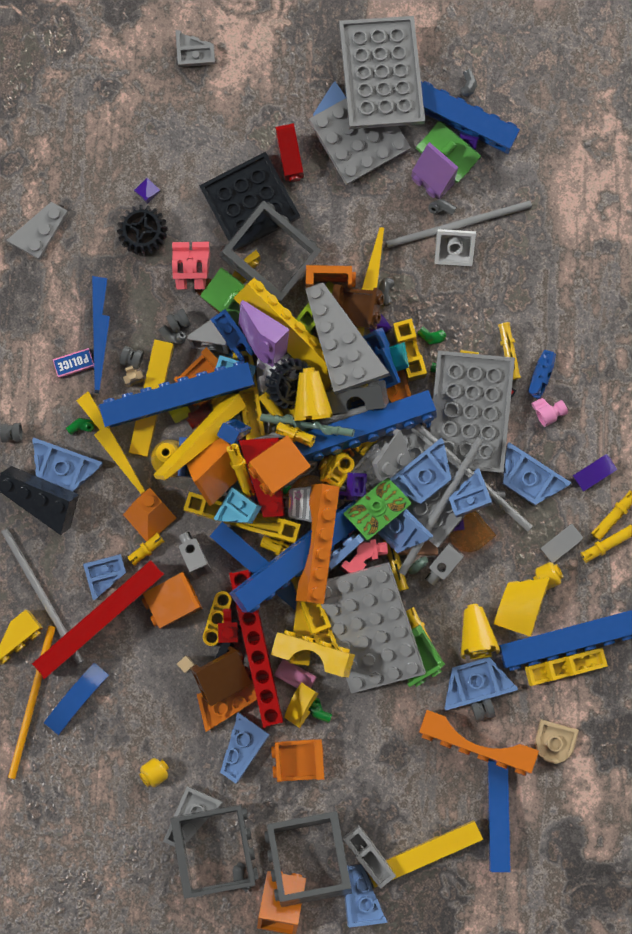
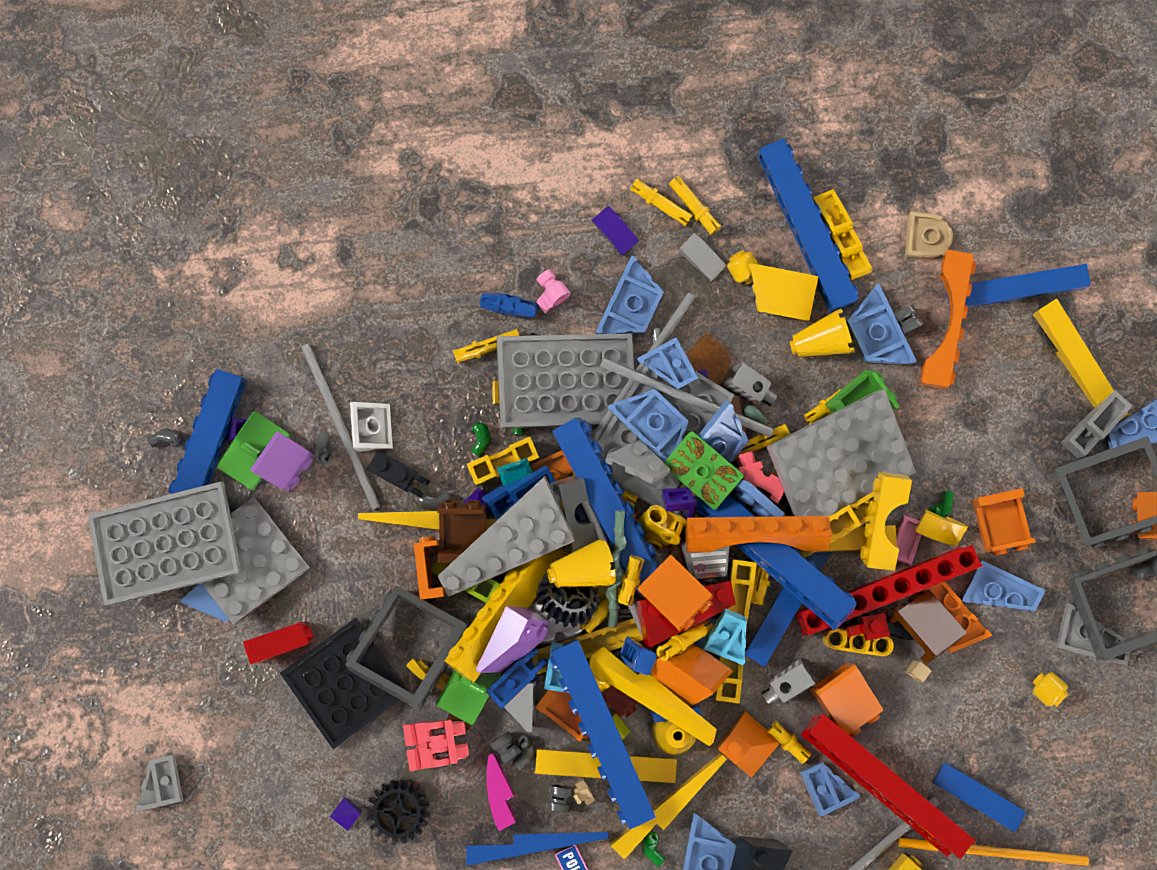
camera: 100 degrees left, 0 degrees up
(144, 310) = (499, 792): none -> dark pink slope
(413, 263) = (396, 472): none -> black hinge

